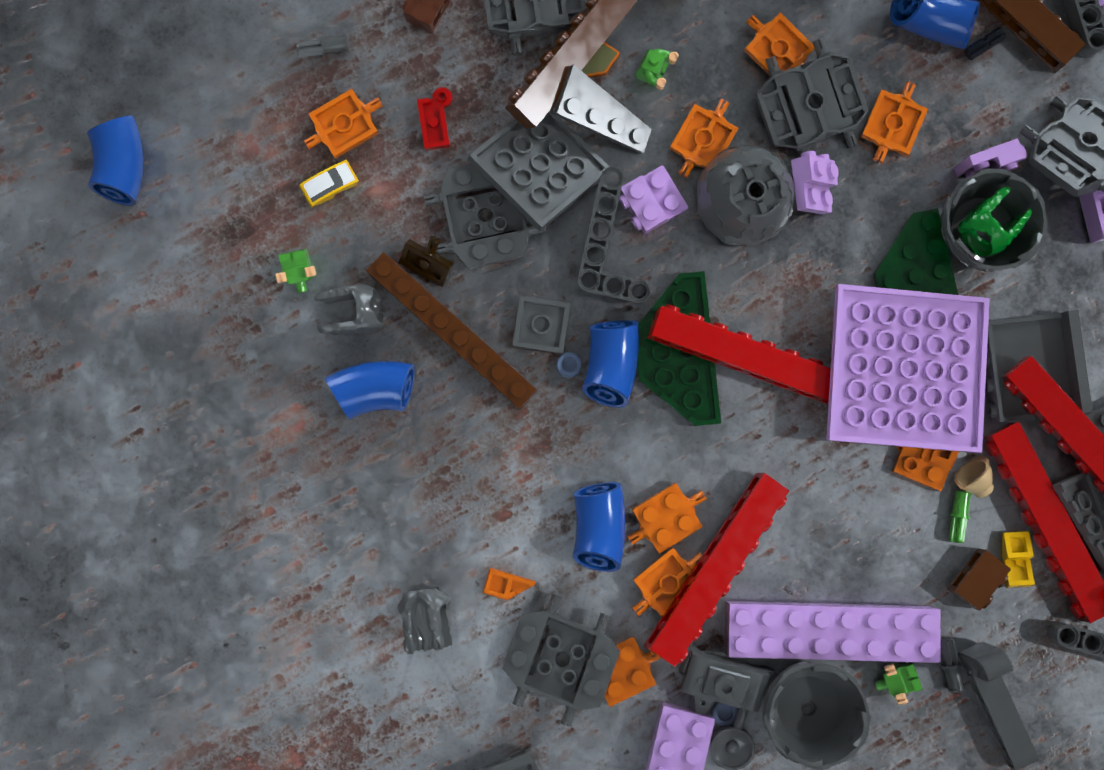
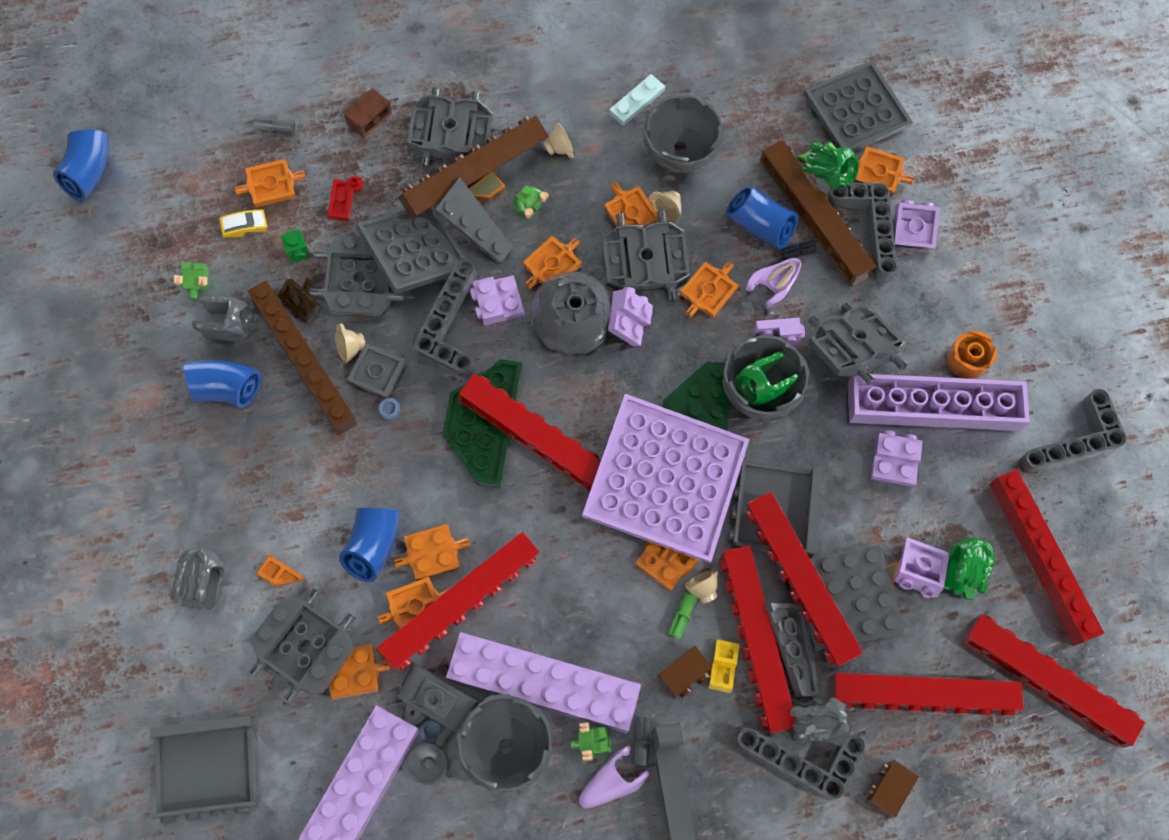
camera: 10 degrees right, 15 degrees down
(400, 197) = (295, 246): none -> green brick
(499, 300) = (348, 343): none -> tan piece
(612, 362) = (422, 413): blue brick -> none
(819, 25) = (667, 201): none -> tan piece
(925, 717) = (608, 783): none -> lavender animal
(972, 88) = (777, 278): none -> lavender animal

